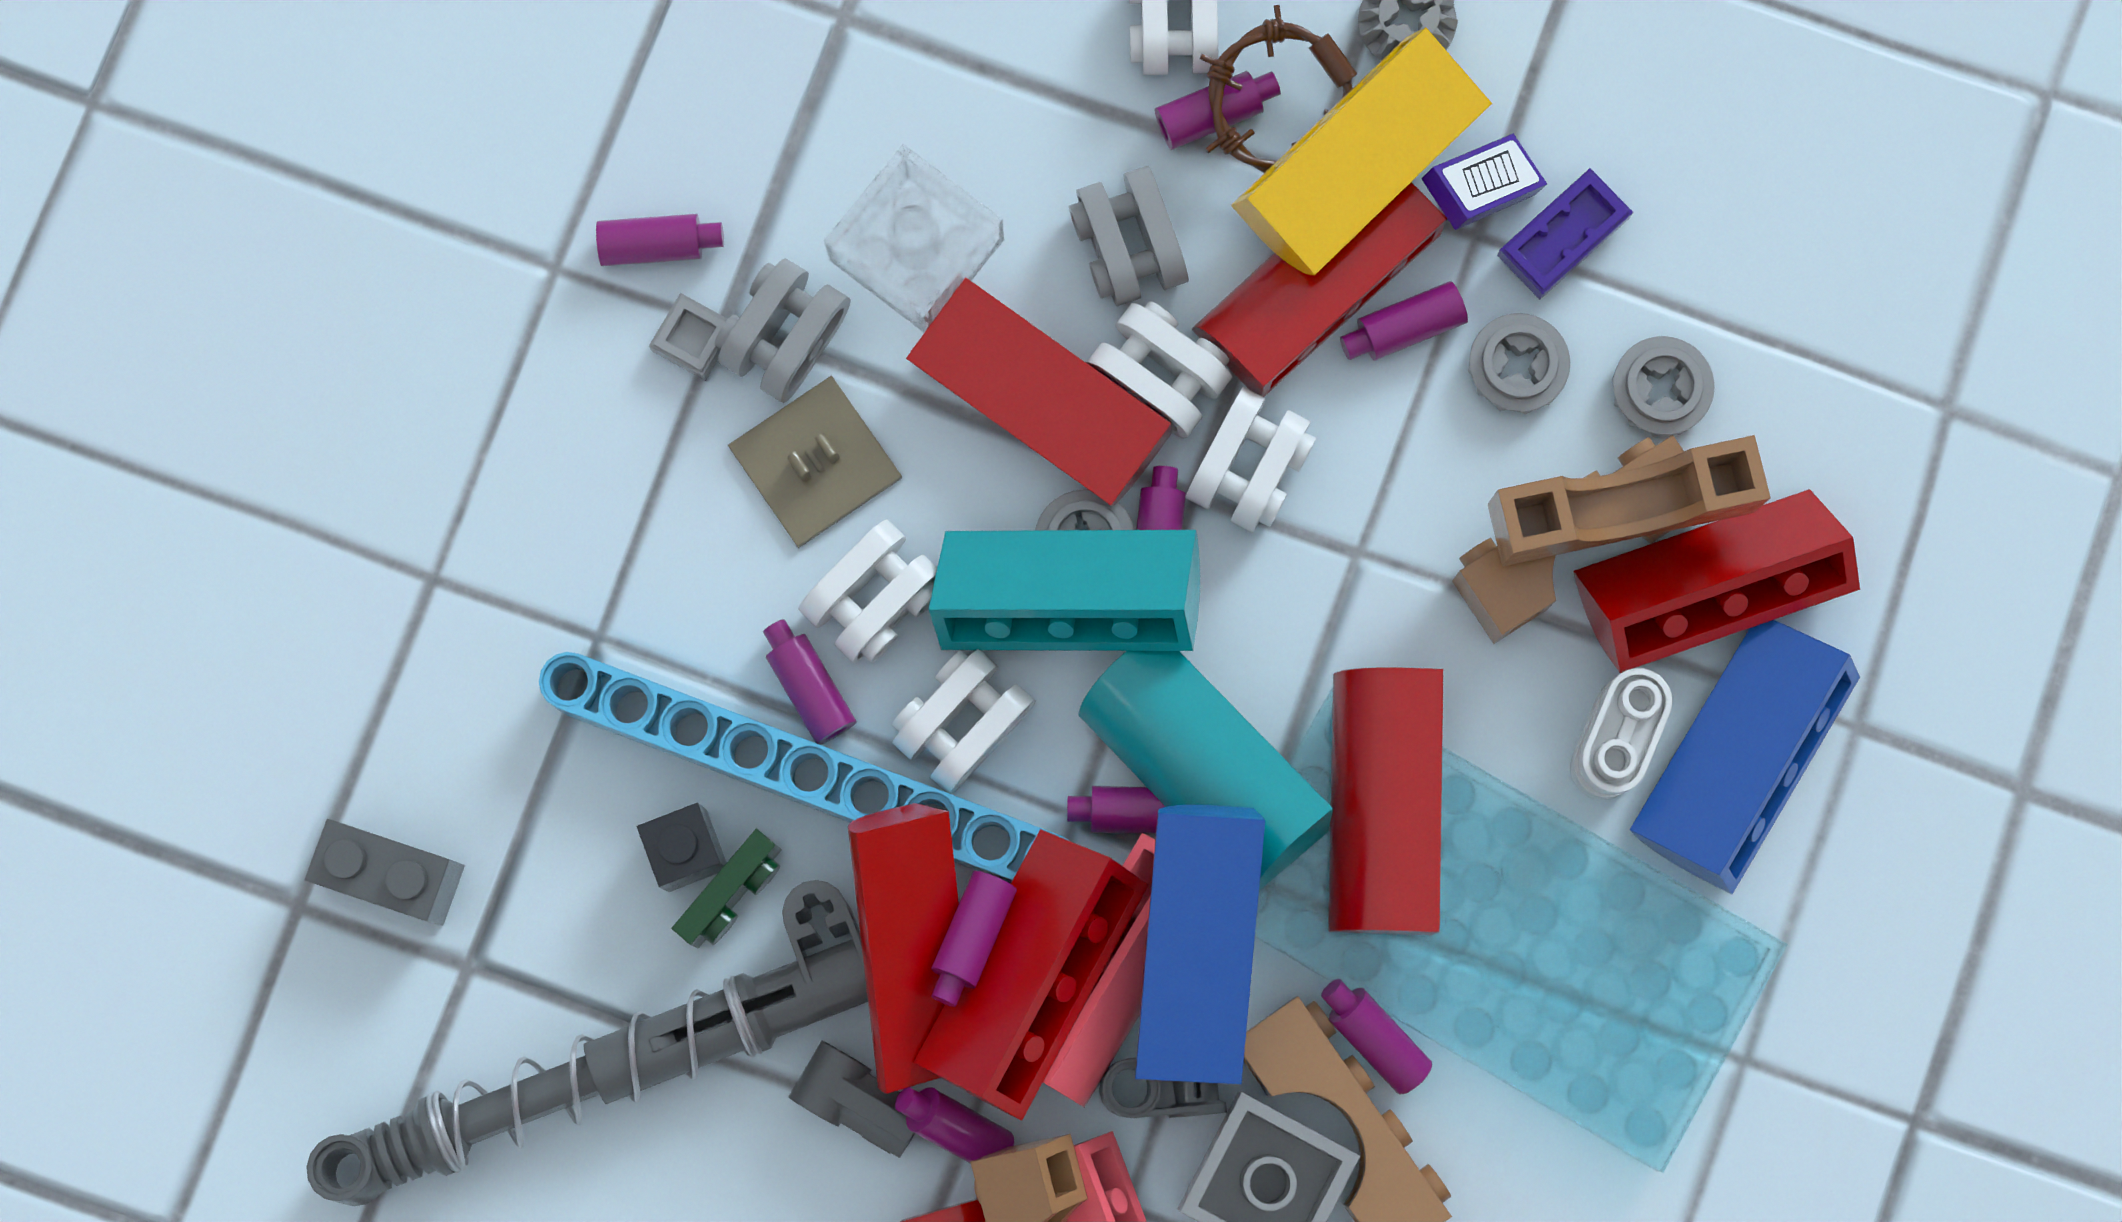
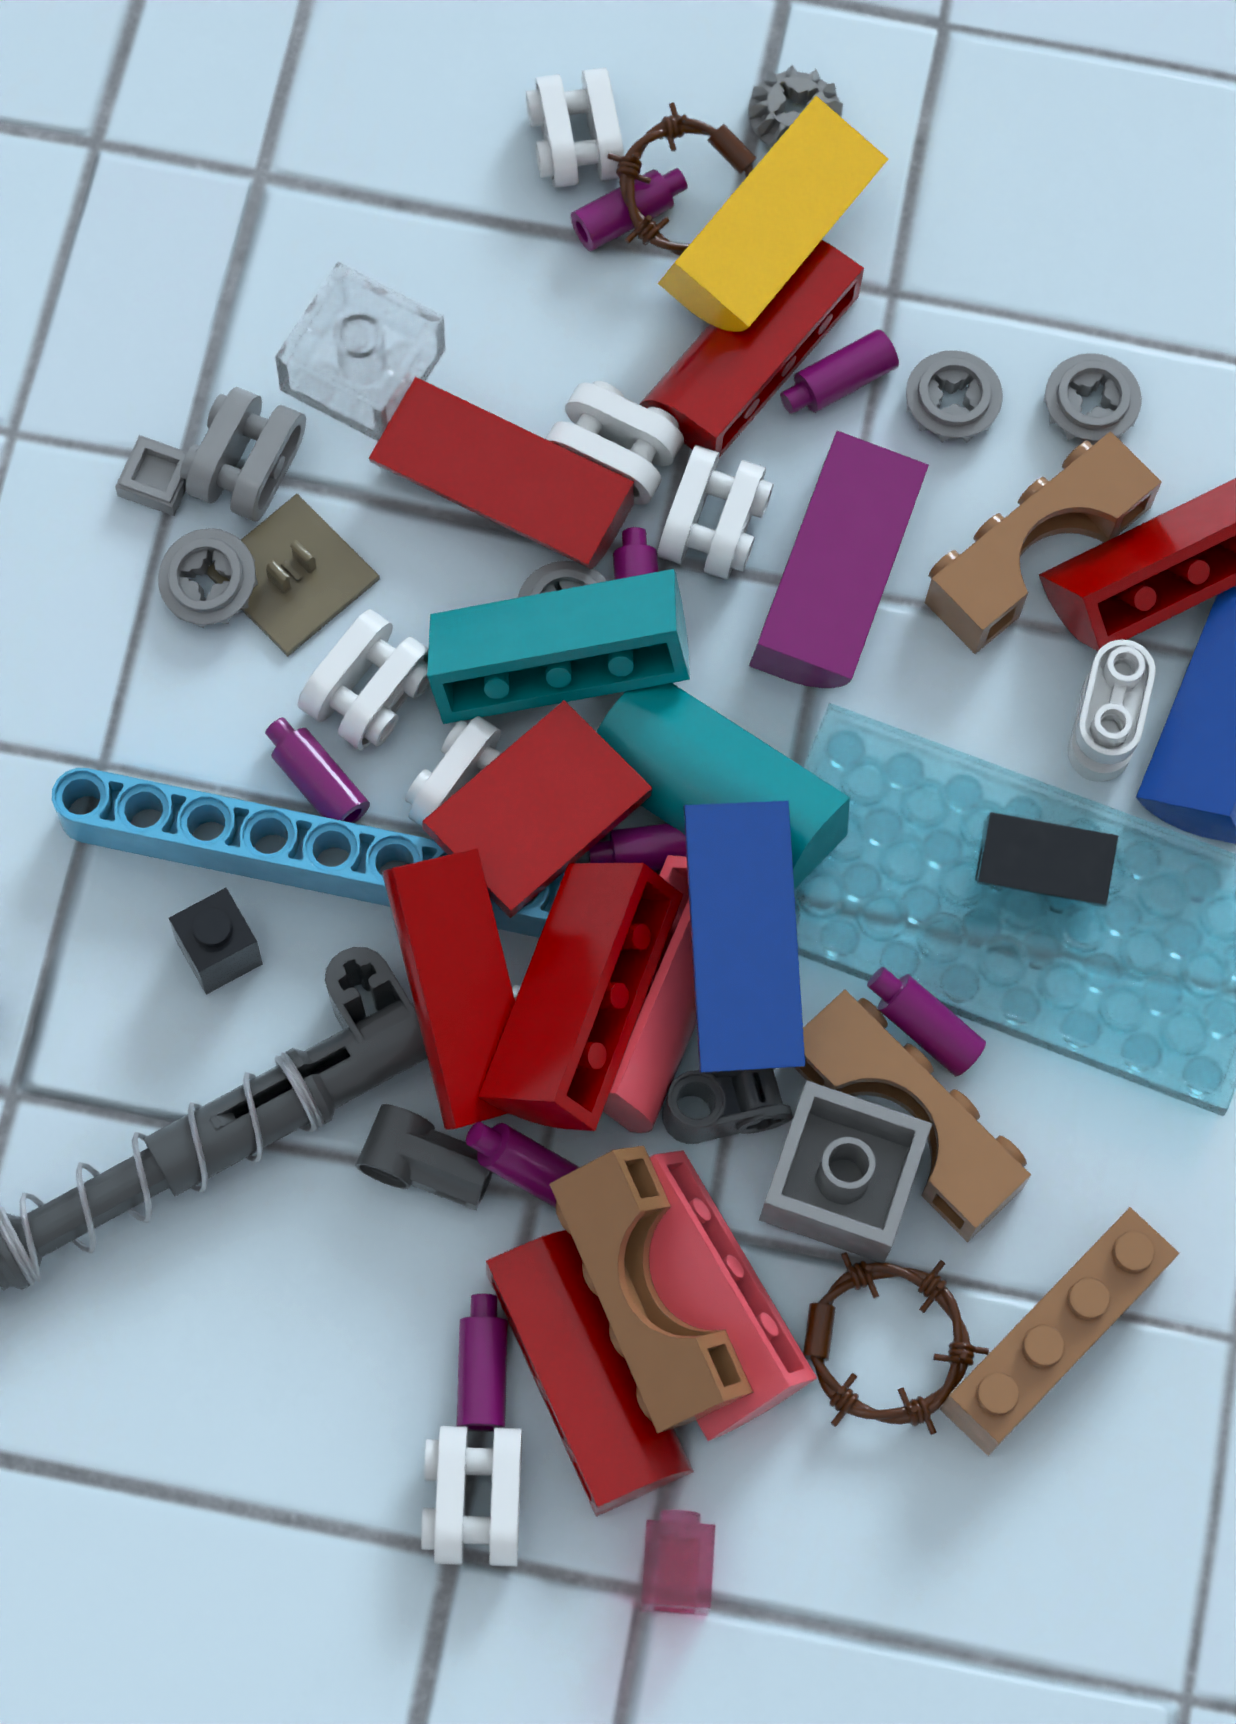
camera: 15 degrees left, 10 degrees down
(655, 239) = (108, 390): magenta cylinder -> none
(712, 910) = (254, 997): dark green plate -> none
(717, 431) = (191, 557): none -> light grey gear
(971, 935) = (517, 964): magenta cylinder -> none
(1019, 763) = (539, 806): none -> red tile
(1116, 271) = (555, 357): light grey brick -> none
(1369, 534) = (839, 564): none -> magenta brick
(1386, 801) = (900, 795): red brick -> none
(1483, 181) = (892, 235): tile -> none
(1523, 893) = (1046, 858): none -> black hinge
(1564, 233) = (975, 276): dark purple plate -> none
(1664, 496) = (1025, 506): medium nougat arch -> none

